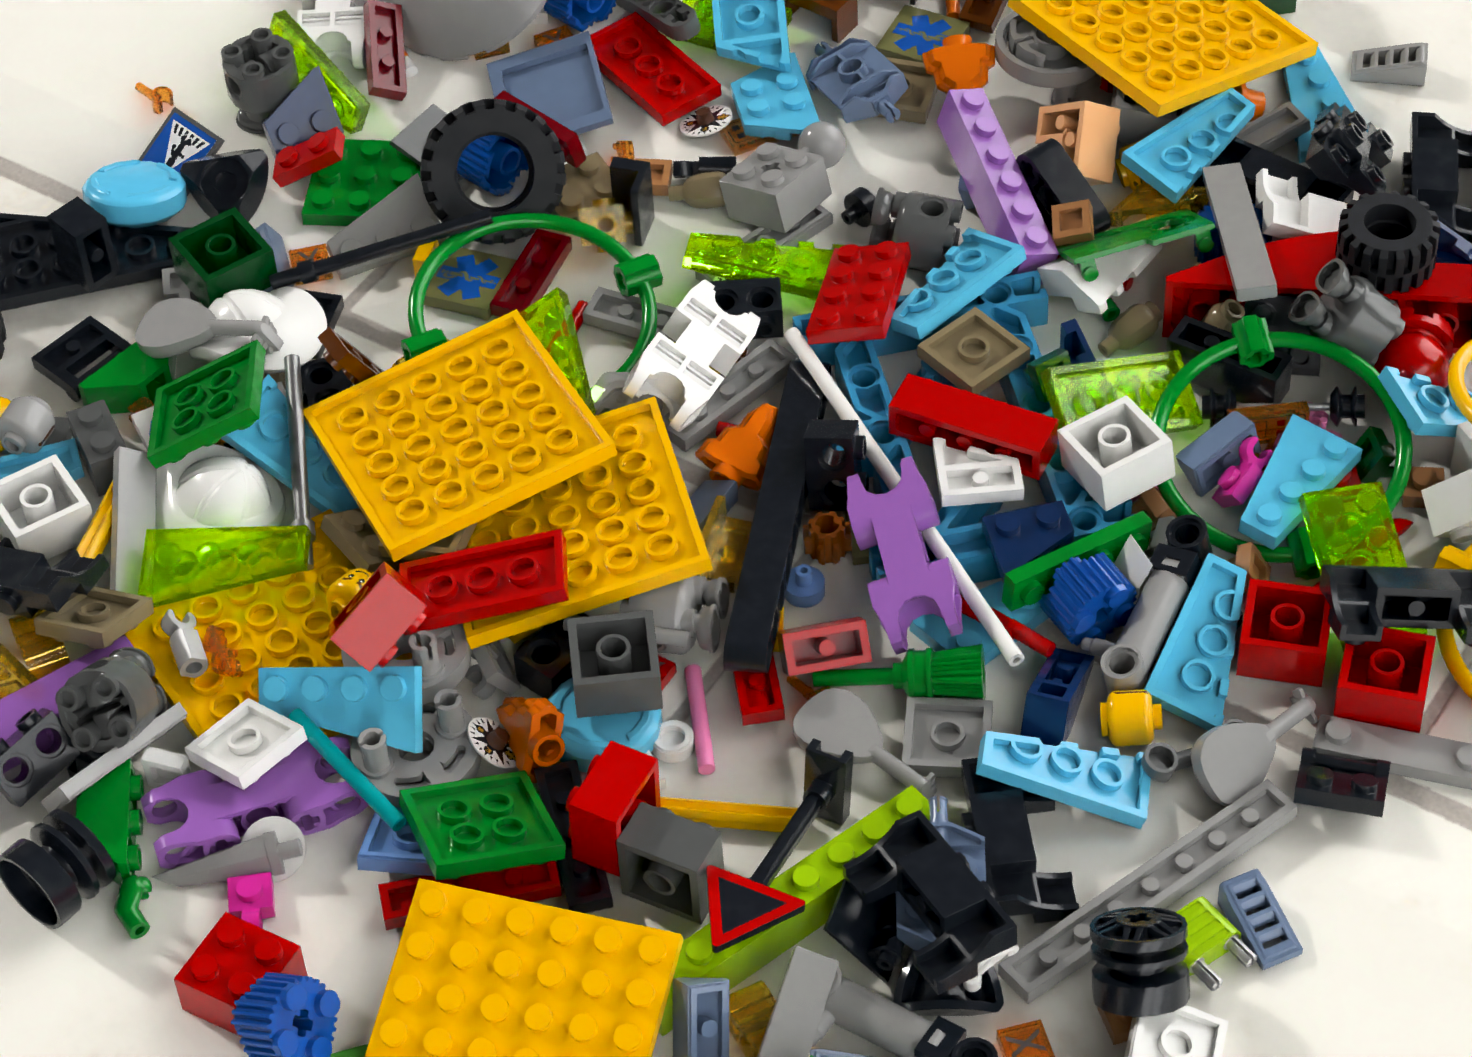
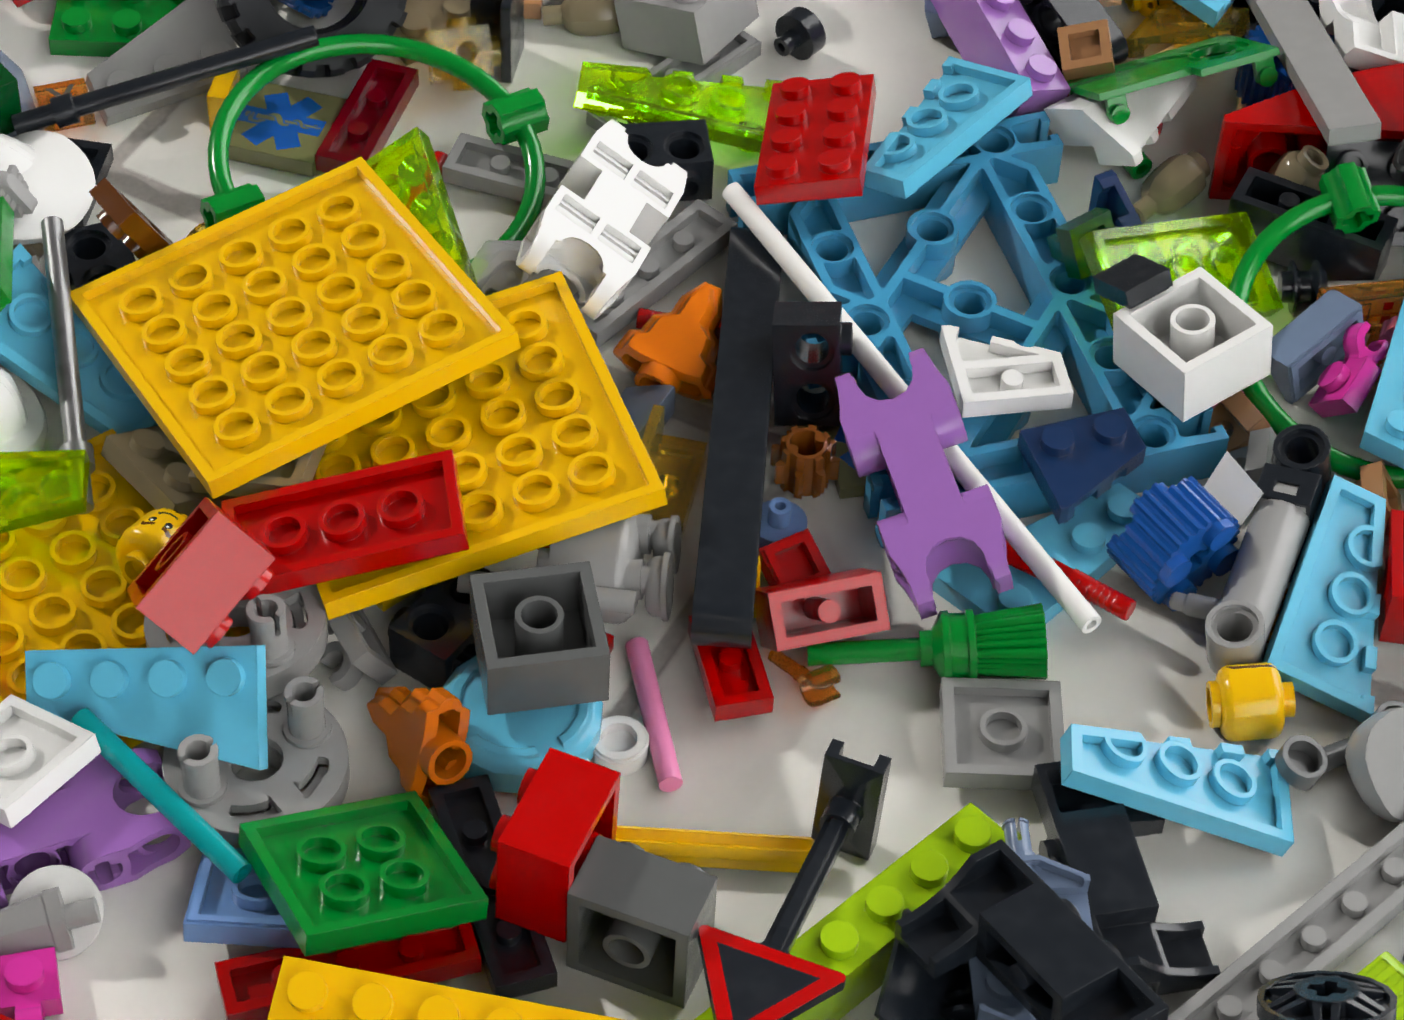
camera: 10 degrees left, 0 degrees up
(491, 742) = (364, 751): piece -> none
(809, 609) = (792, 559): none -> red tile
(847, 723) = (872, 722): light grey piece -> none
(921, 220) = (883, 45): dark grey piece -> none
(965, 419) = (937, 289): red brick -> none
(973, 351) = (978, 214): dark tan plate -> none
(1032, 580) = (1105, 512): green plate -> none
(1056, 696) = (1146, 674): dark blue slope -> none
(1074, 406) = (1132, 281): none -> black tile

